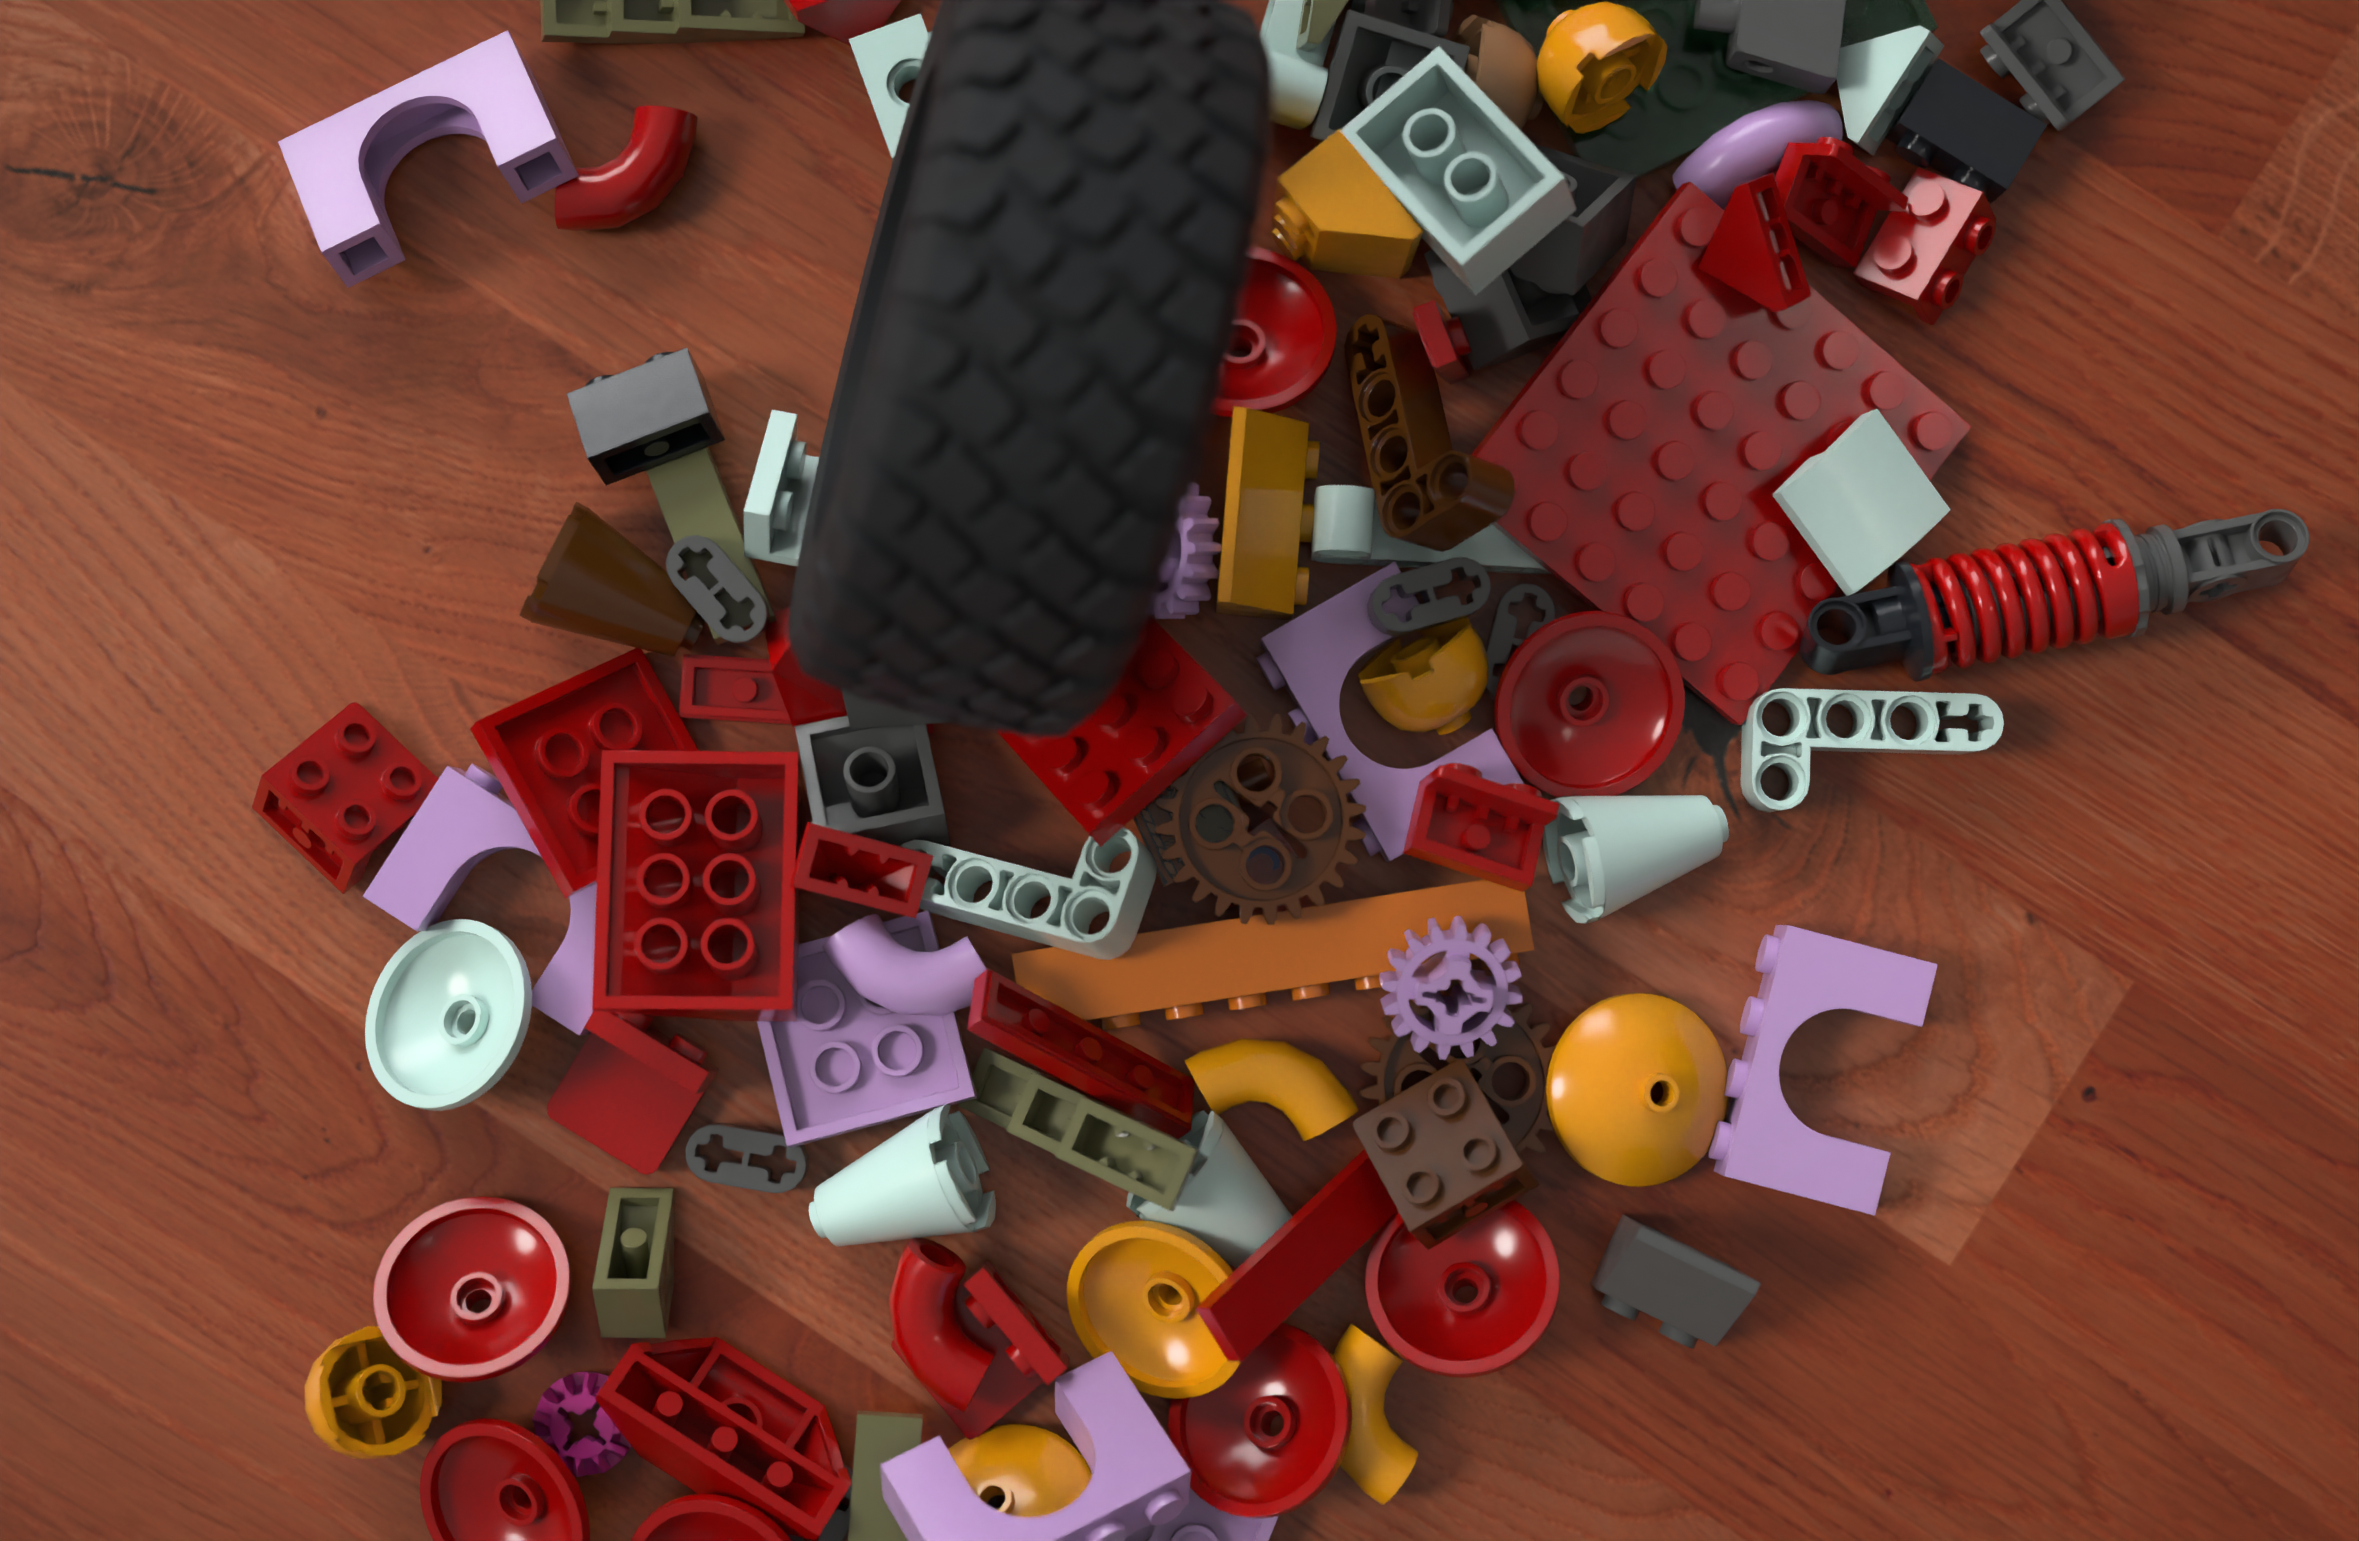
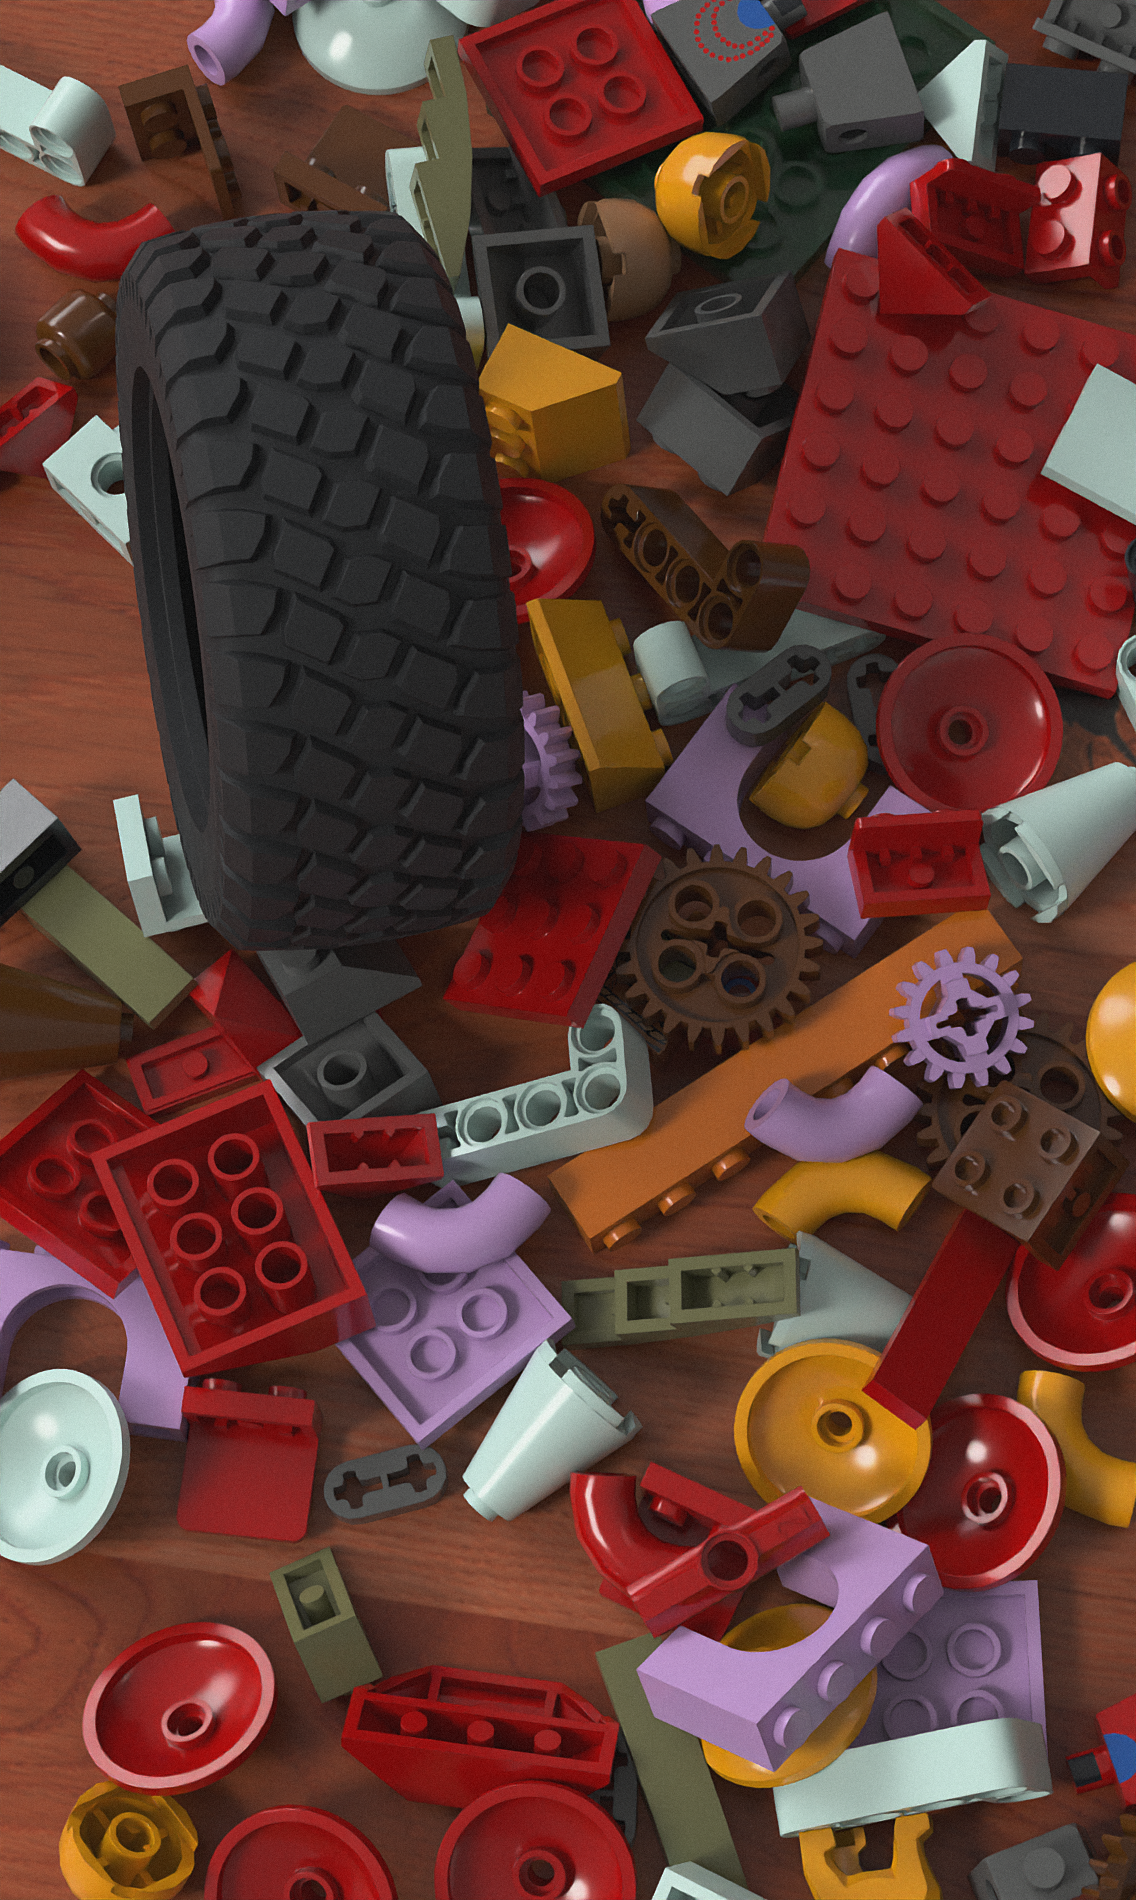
camera: 10 degrees left, 15 degrees down
(577, 1394) = (327, 1773): dark pink gear -> none
(706, 599) = (139, 960): dark grey beam -> none
(963, 1407) = (766, 1538): none -> red piece
(1081, 1054) = (639, 1225): red tile -> none
(1286, 1030) = (834, 1127): none -> lavender cylinder
(1443, 341) = (689, 479): red plate -> none
(1460, 170) = (635, 311): light aqua brick -> none

